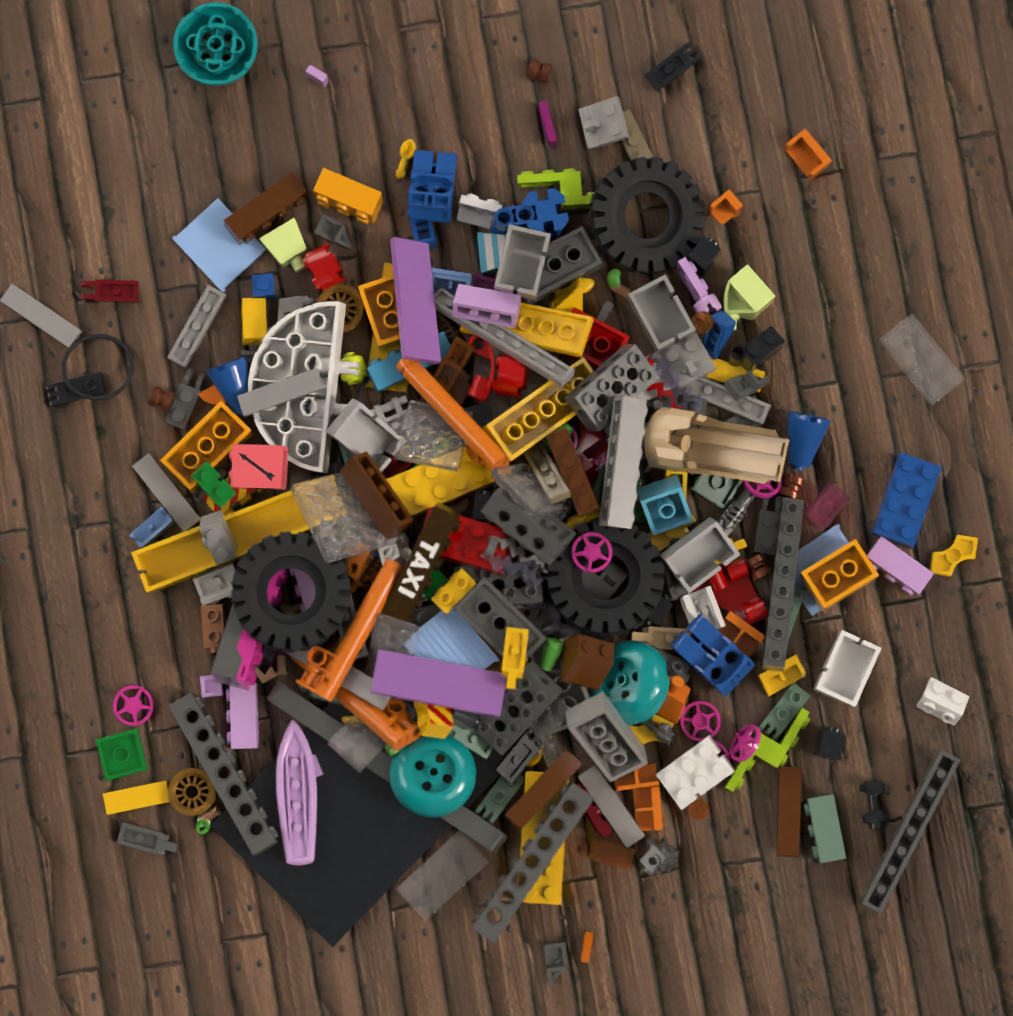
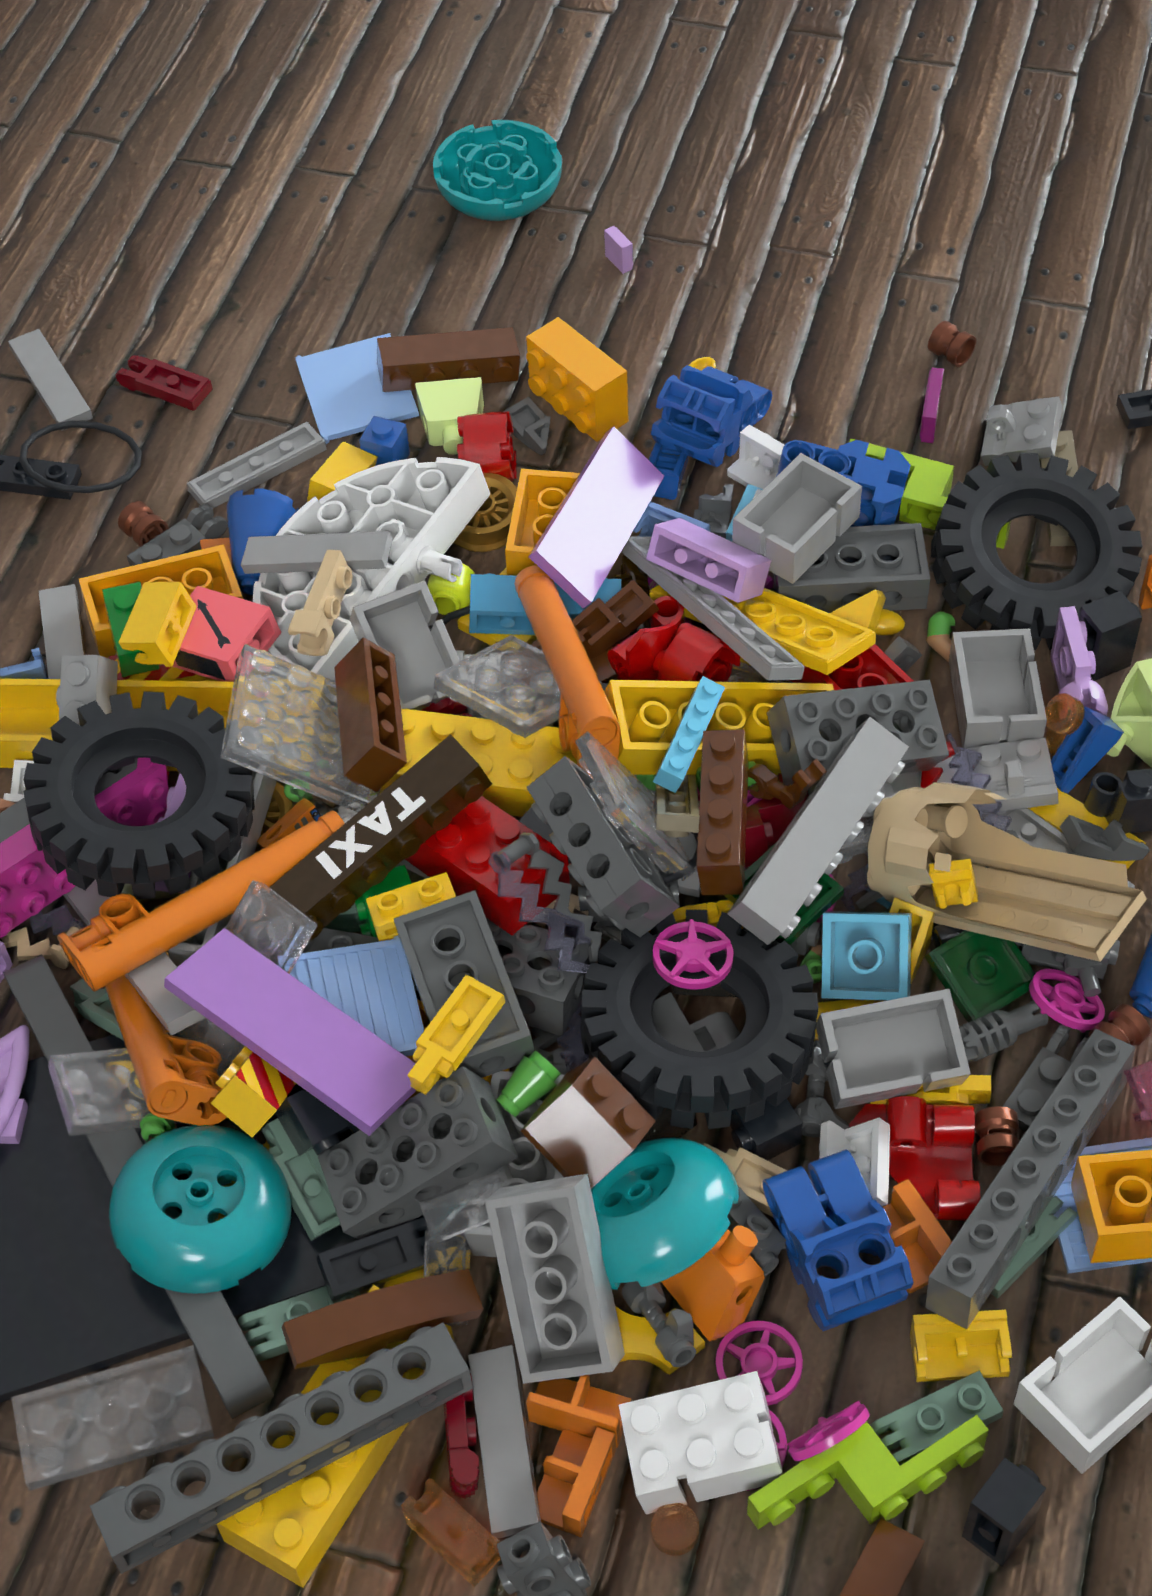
camera: 30 degrees right, 30 degrees down
(232, 482) = (158, 622): none -> yellow hinge
(310, 446) = (322, 606): none -> tan plate
(463, 254) = (716, 510): none -> dark grey slope
(537, 435) = (688, 734): none -> medium azure piece
(579, 436) = (790, 795): none -> reddish brown piece
(691, 451) = (954, 886): none -> yellow tile

